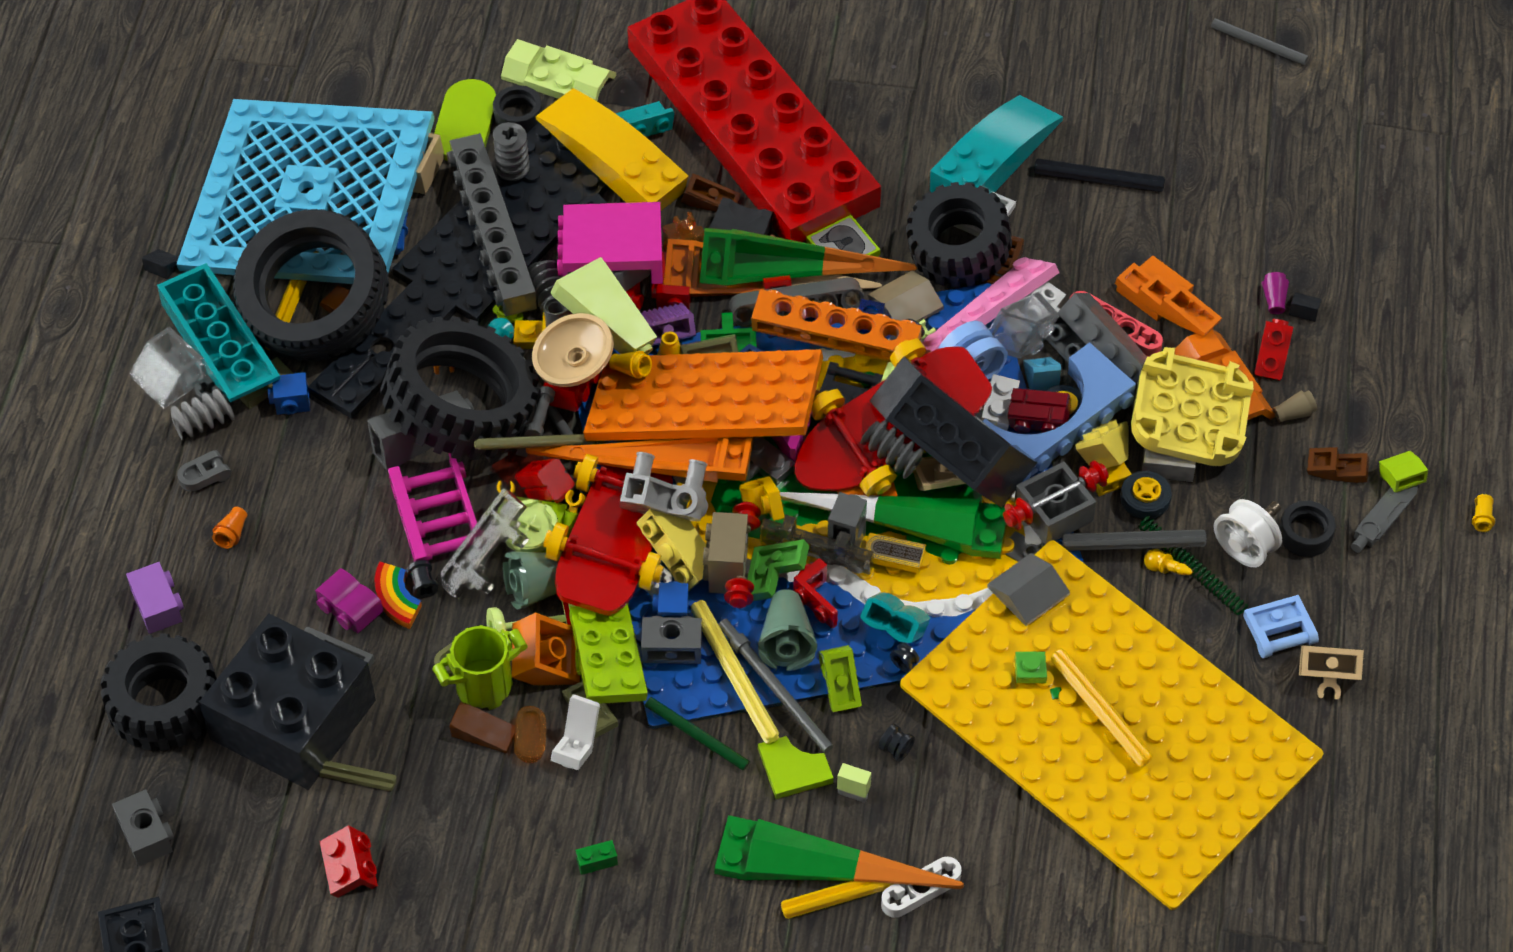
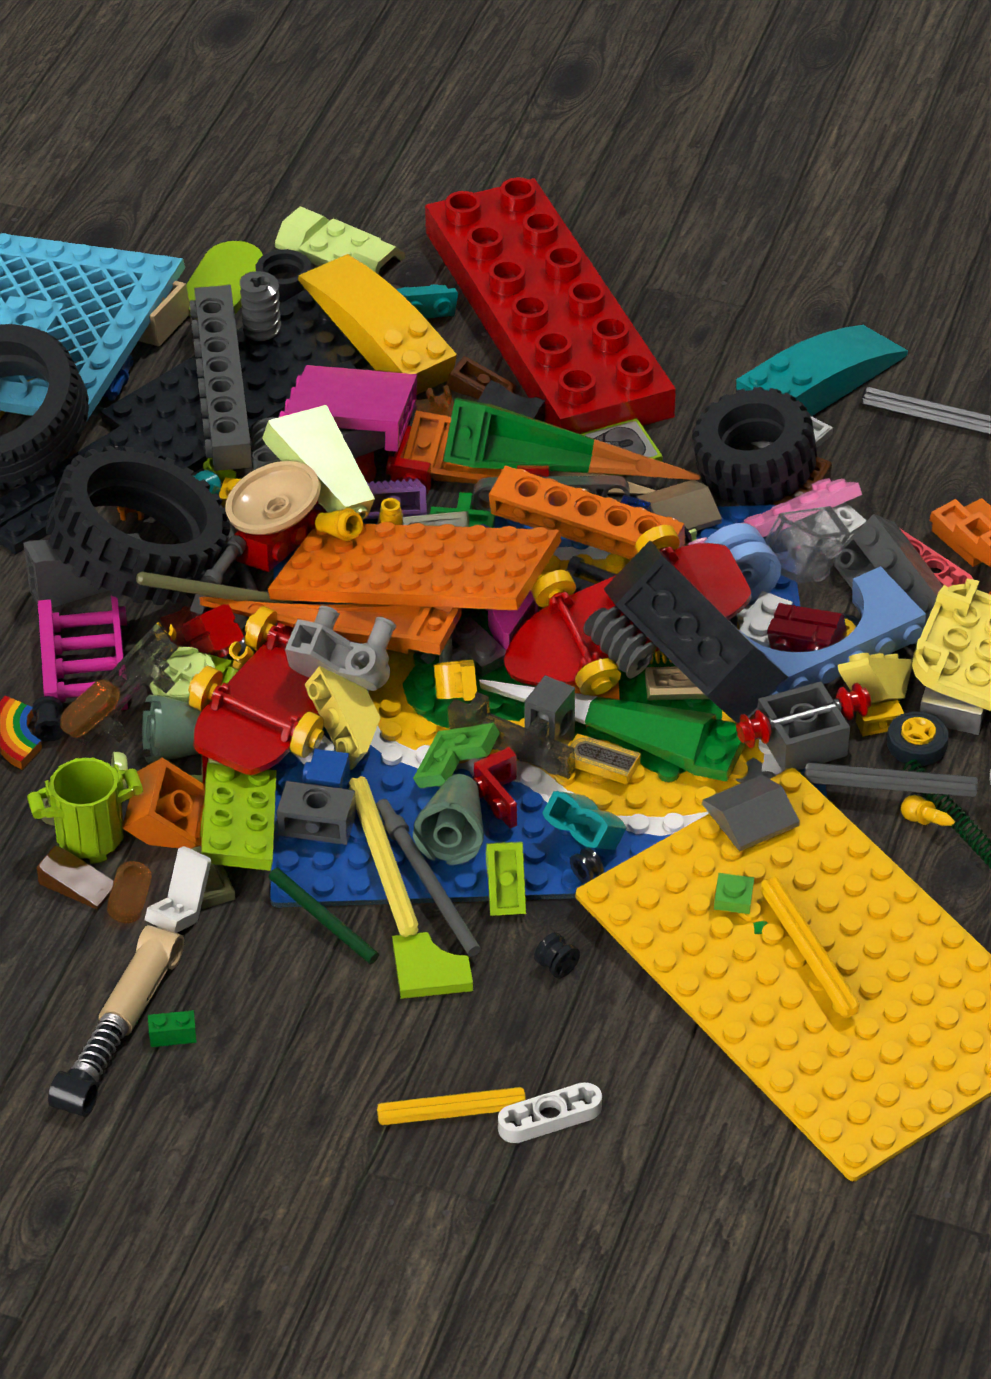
camera: 10 degrees right, 10 degrees down
(458, 568) = (89, 708): none -> clear orange tile
(567, 791) = (155, 954): none -> piece
(727, 553) = (406, 727): dark tan brick -> none
(779, 853) = (385, 1051): green plate -> none
(853, 782) = (494, 989): yellowish green piece -> none
(1042, 373) = (823, 597): medium azure slope -> none

